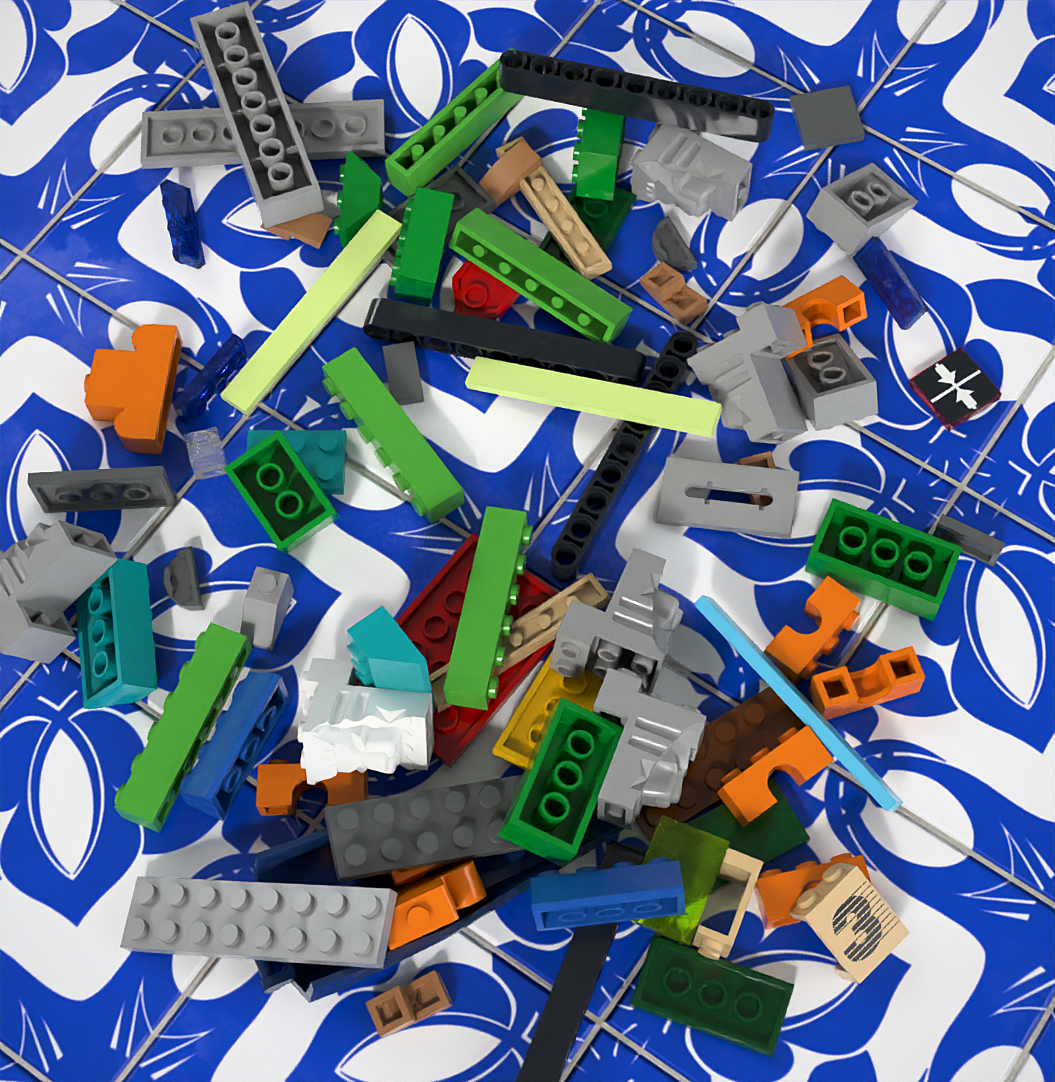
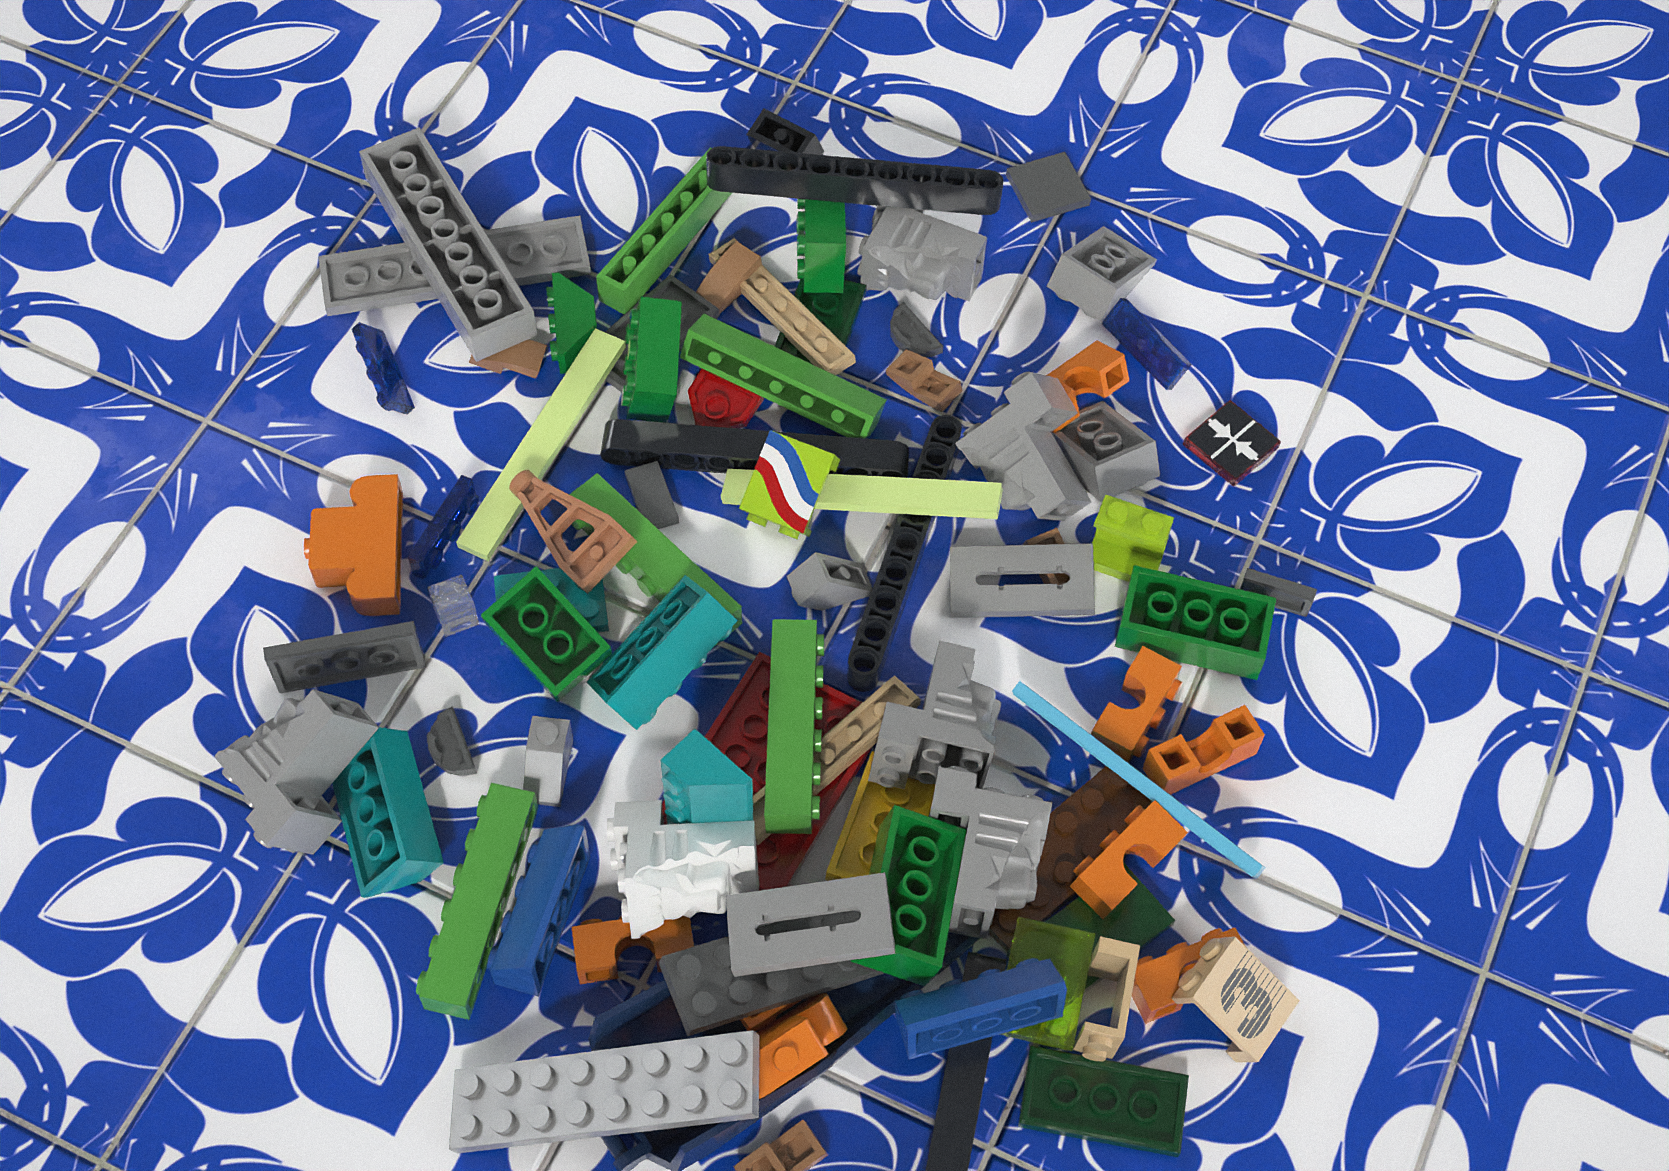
camera: 15 degrees left, 5 degrees down
(343, 420) = (596, 554): none -> nougat plate
(382, 523) = (662, 652): none -> teal slope
(504, 819) = (815, 946): none -> light grey piece
(525, 378) = (787, 484): none -> panel
(548, 475) = (828, 582): none -> light grey slope
(582, 45) = (779, 134): none -> black brick
(833, 471) = (1128, 537): none -> lime panel

